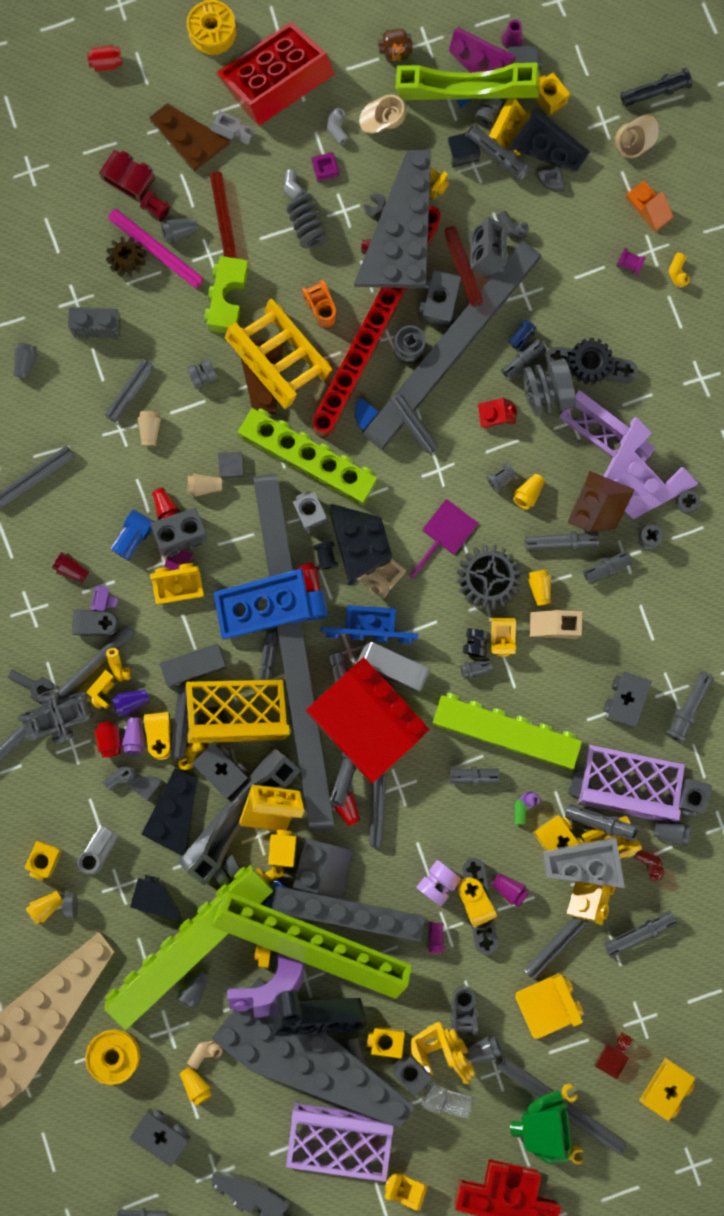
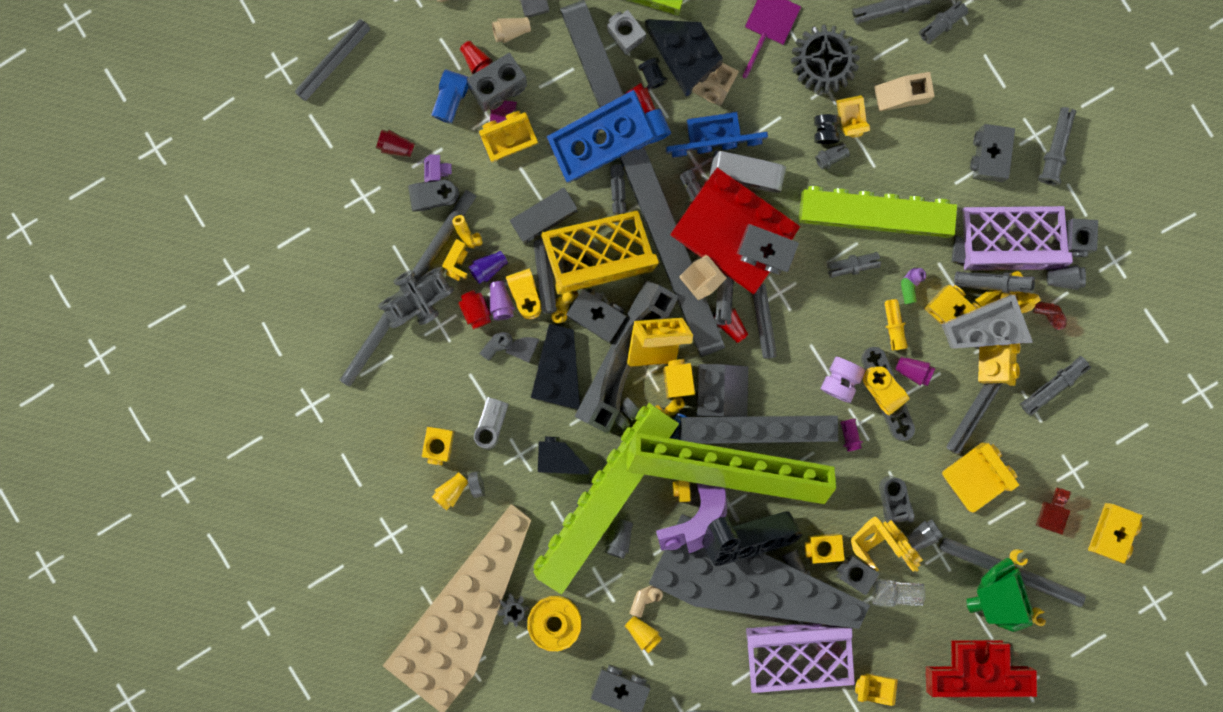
camera: 10 degrees left, 5 degrees up
(29, 683) = (384, 272): dark grey bar -> none
(70, 1035) = (519, 612): none -> dark grey gear
(326, 757) = (702, 277): none -> tan panel
(384, 731) = (782, 247): none -> dark grey brick
(500, 842) = (895, 325): none -> yellow axle
(541, 586) = (879, 57): yellow cone -> none

